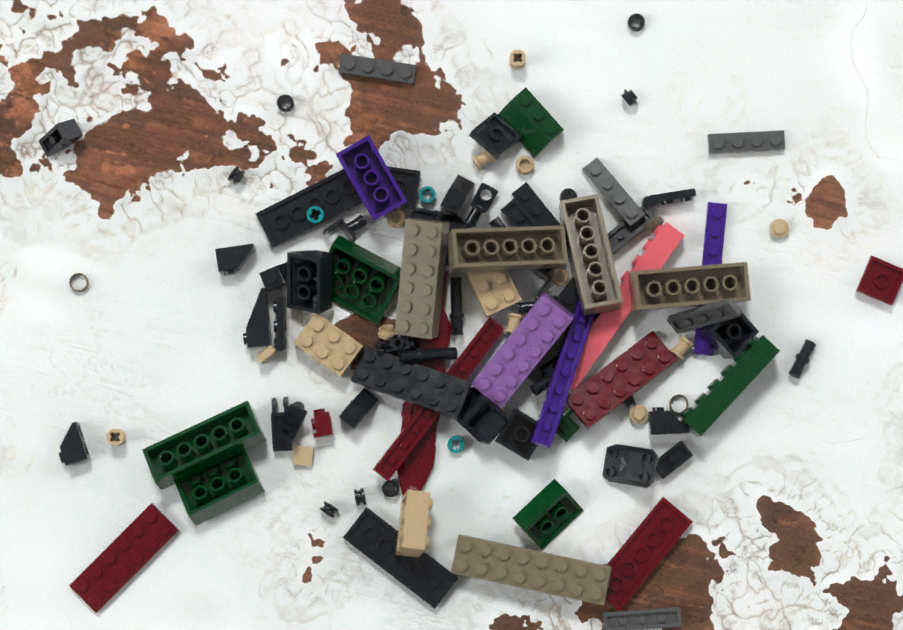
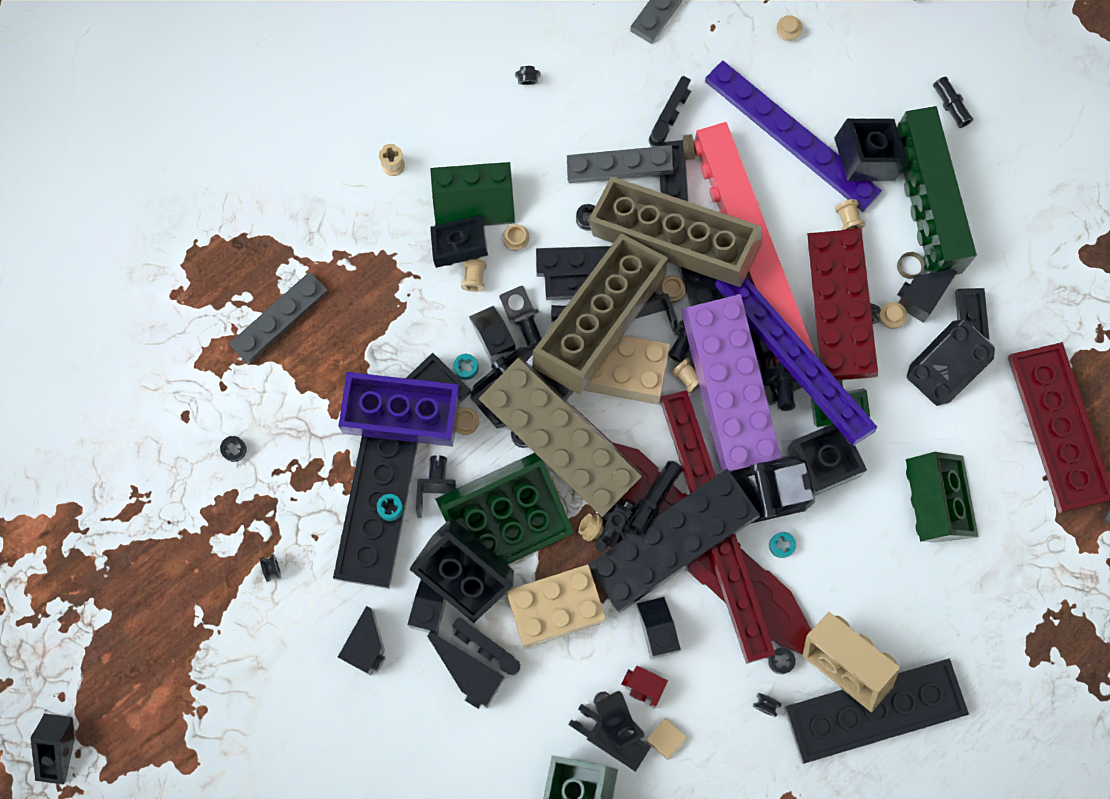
camera: 55 degrees left, 10 degrees down
(266, 354) = (511, 691): tan tile -> none
(329, 509) = (756, 755): black bush -> none
(456, 306) = (619, 426): black pin -> none
(531, 569) = (1000, 563): dark tan brick -> none
(641, 24) = (450, 6): black bush -> none
(689, 286) = (790, 152): dark tan brick -> none
(704, 315) = (836, 158): dark grey plate -> none

